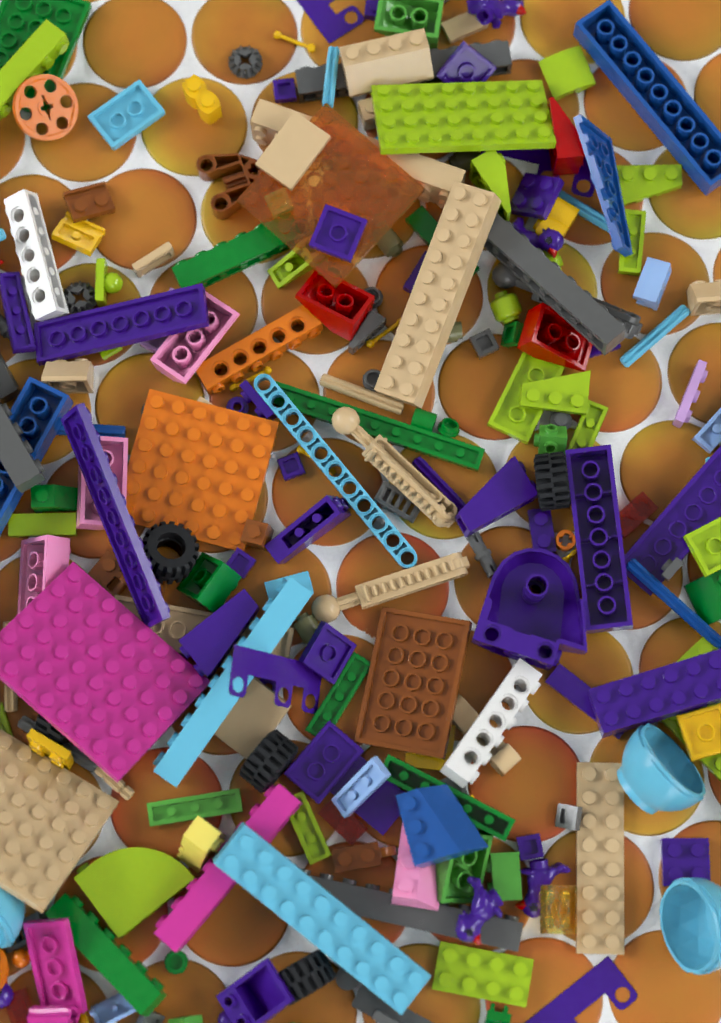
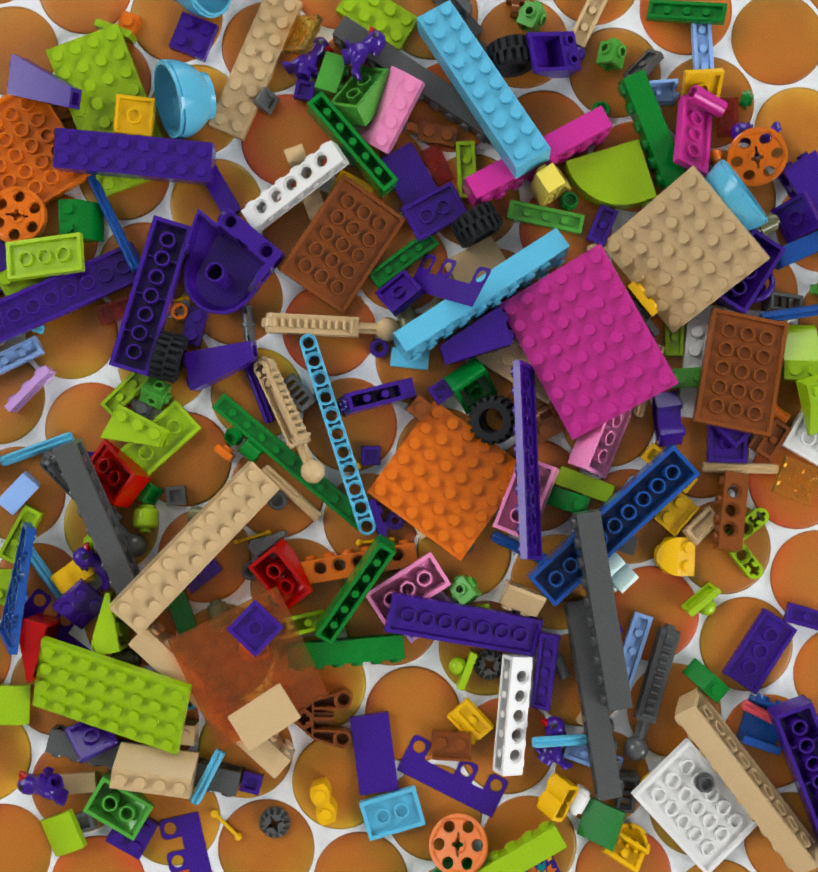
camera: 160 degrees left, 10 degrees up
(71, 165) = (450, 784): none -> dark purple piece
(125, 823) = (602, 225): none -> dark purple plate
(133, 362) = (464, 589): none -> bright green brick
(153, 259) = (416, 673): tan tile -> none
(168, 166) = (374, 753): none -> dark purple tile
(172, 838) = (569, 200): none -> green plate
(250, 315) = (355, 589): none -> green brick
(278, 202) = (294, 674): clear yellow plate -> none
(327, 579) = (374, 344): none -> dark purple plate
(361, 787) = (414, 176): light blue plate -> none
(437, 826) = (367, 116): blue wedge -> none
(450, 408) = (225, 451): none -> orange plate
(671, 568) = (105, 251): dark grey plate -> none

